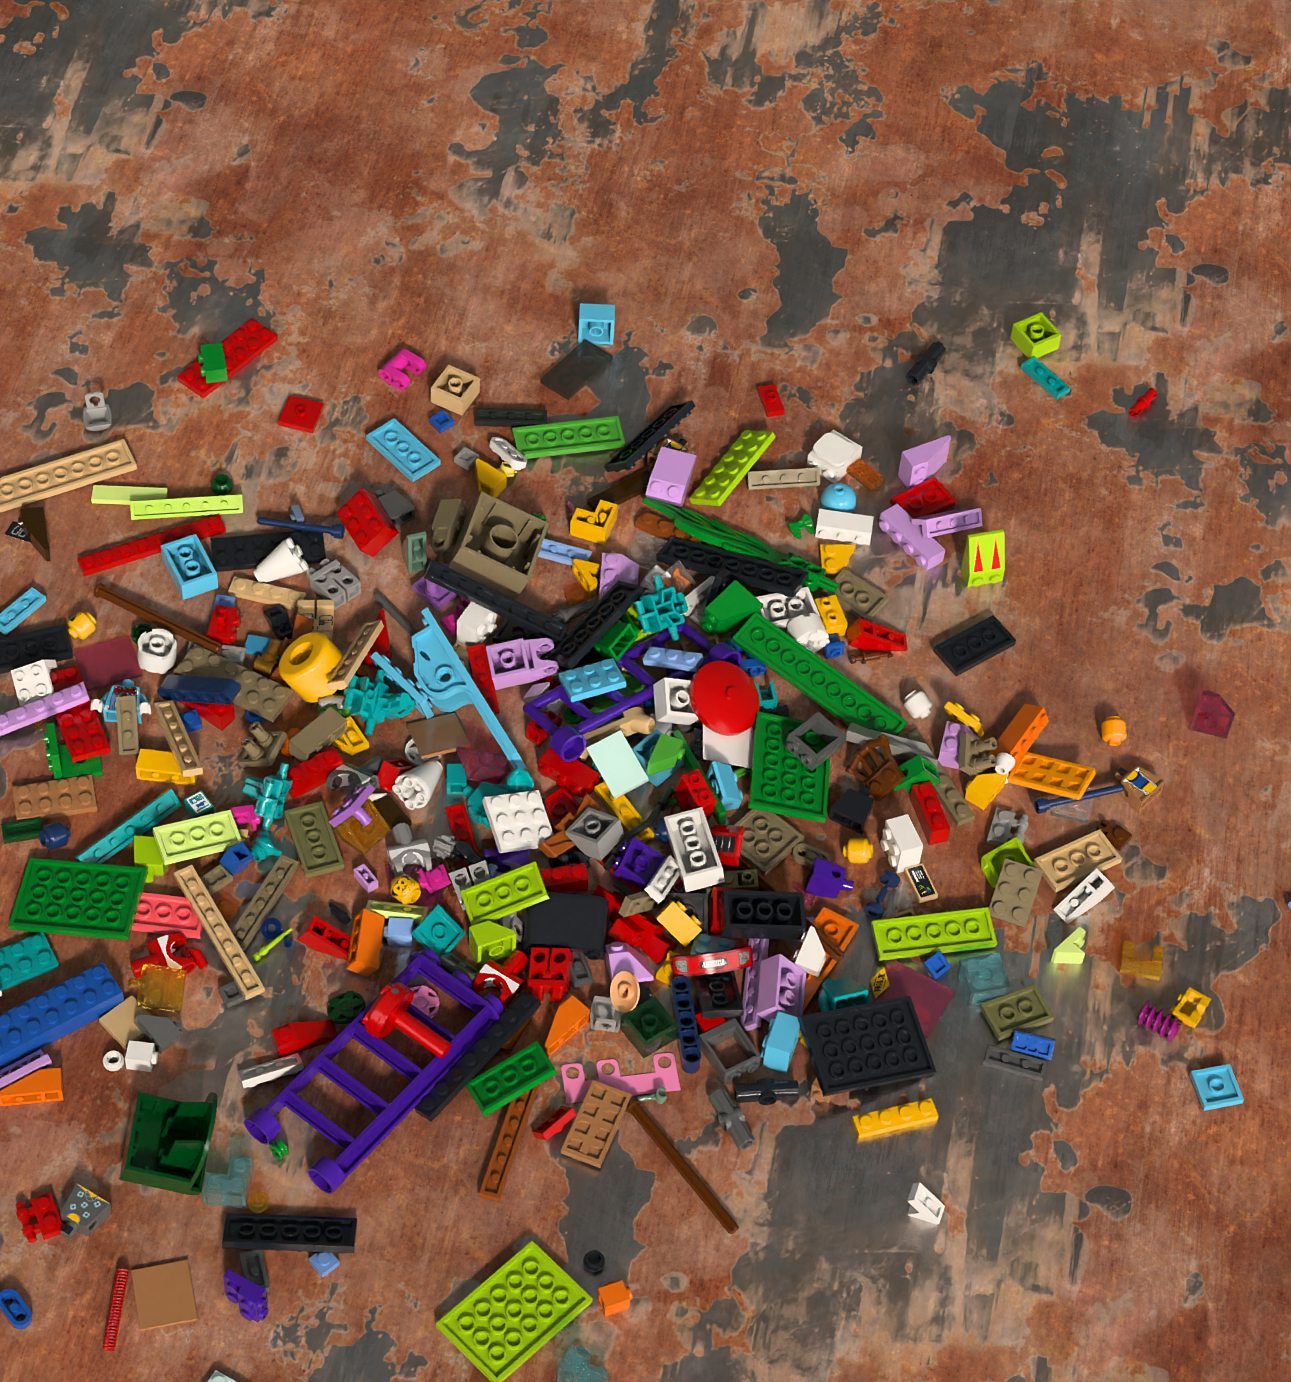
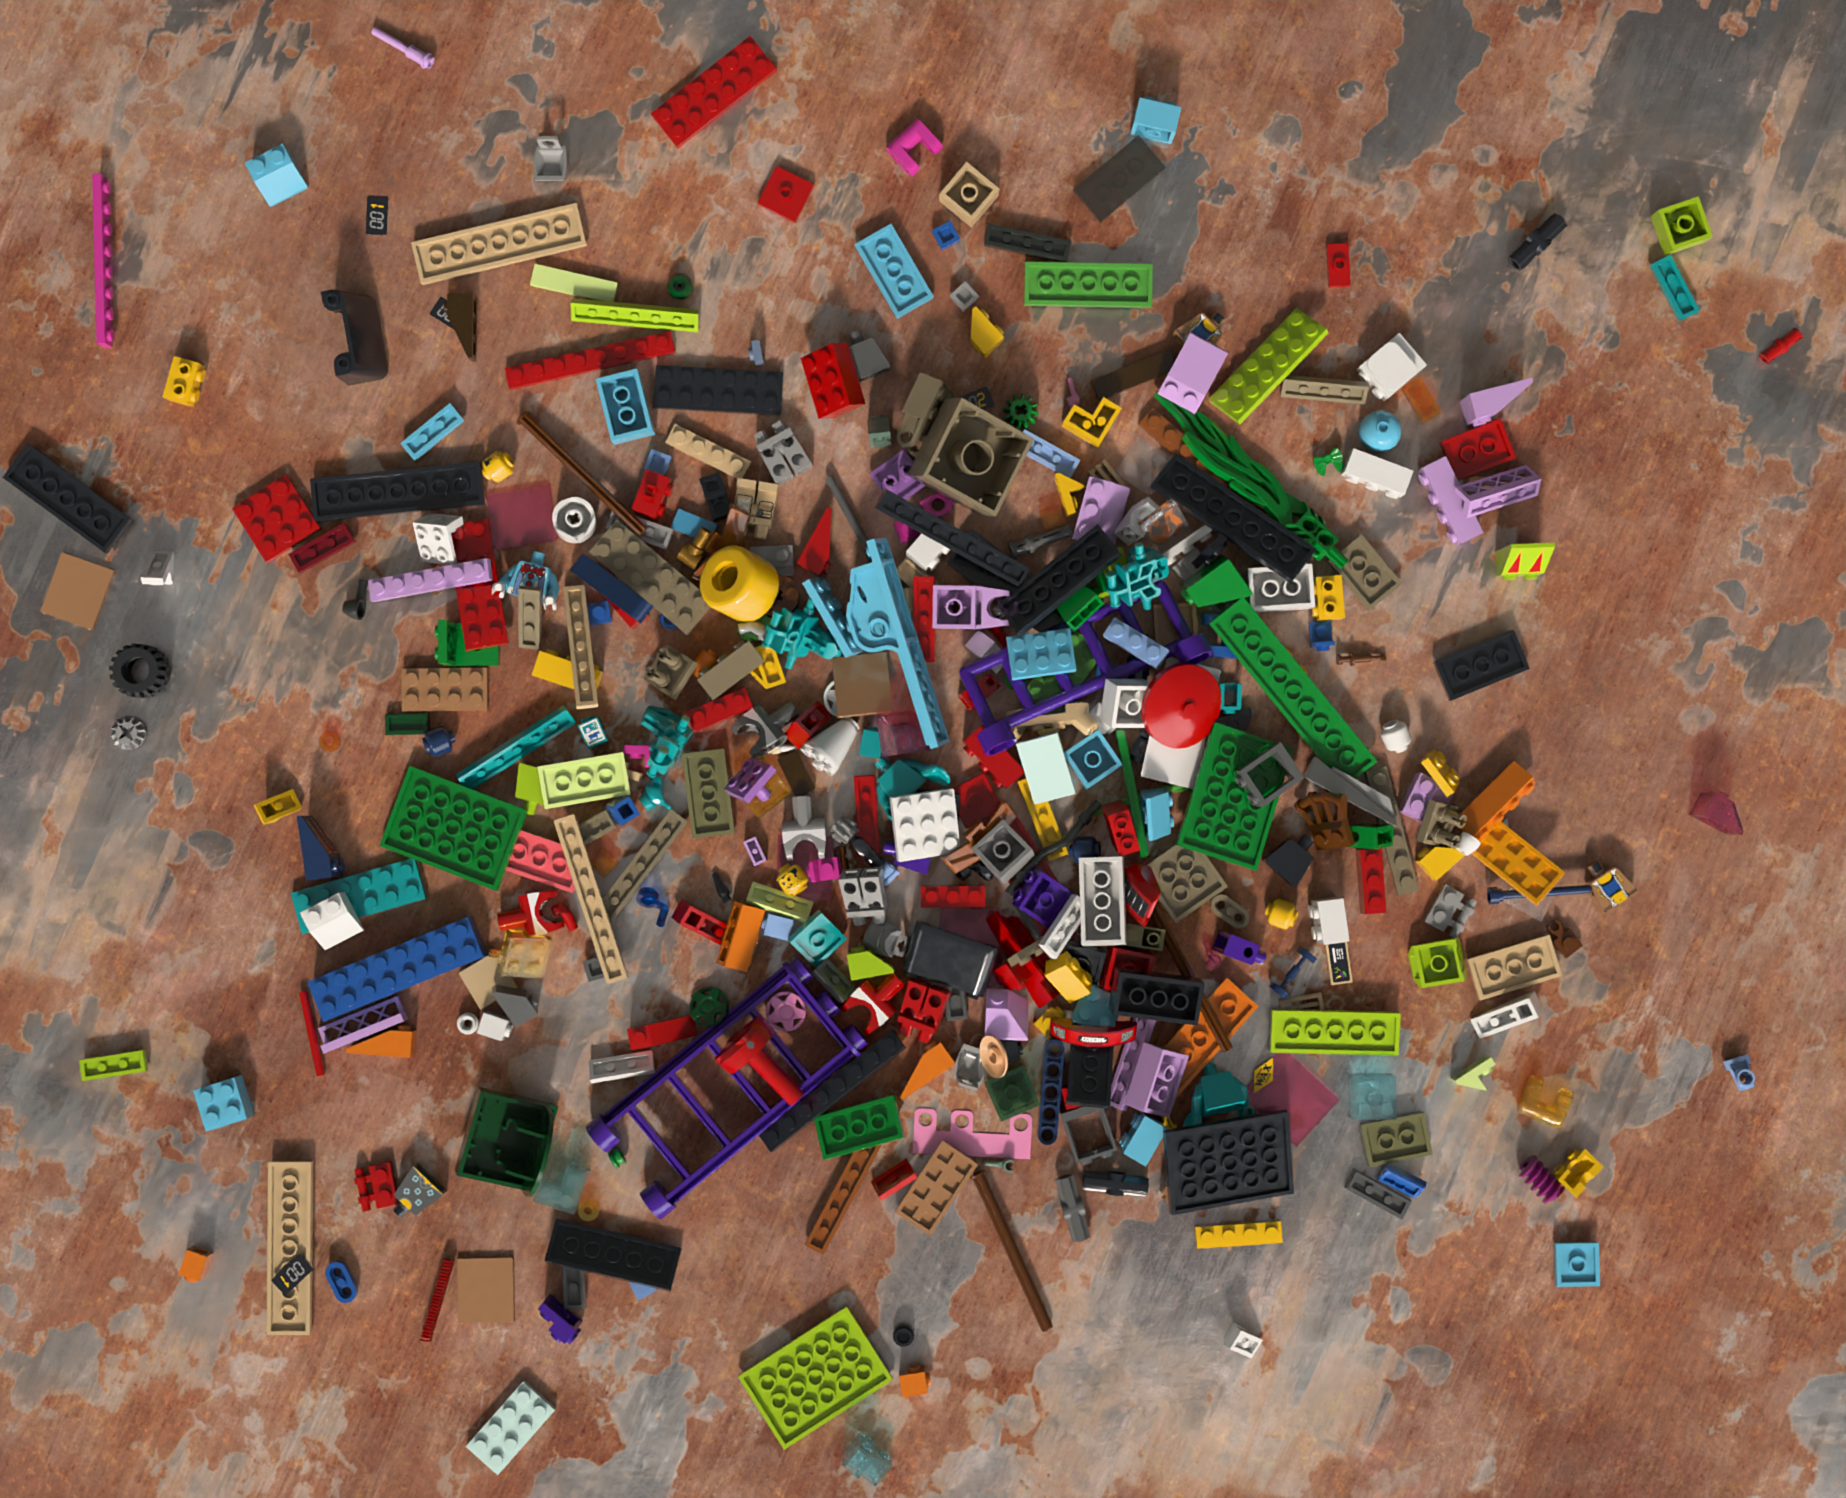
camera: 15 degrees right, 35 degrees up
(138, 630) = (557, 484): dark green plate -> none
(213, 363) = (693, 109): green brick -> none
(264, 950) = (637, 919): lime piece -> none
(281, 562) = (729, 421): white cone -> none
(335, 530) = (797, 385): dark blue piece -> none
(355, 655) = (785, 583): tan plate -> none
(504, 894) = (890, 923): lime plate -> none
(507, 470) = (1008, 321): light yellow plate -> none
(508, 453) = (1018, 312): white plate -> none
(648, 437) = (1182, 304): black plate -> none
(665, 754) = (1099, 772): bright green slope -> none
(808, 632) = (1296, 625): white brick -> none
(811, 955) = (1197, 1045): white slope -> none
(835, 558) = (1355, 513): yellow wing -> none
(875, 637) = (1373, 636): red slope -> none
(936, 965) = (1327, 1068): blue plate -> none
(1015, 893) = (1434, 1001): dark tan plate -> none
(1113, 730) = (1603, 809): light orange head -> none

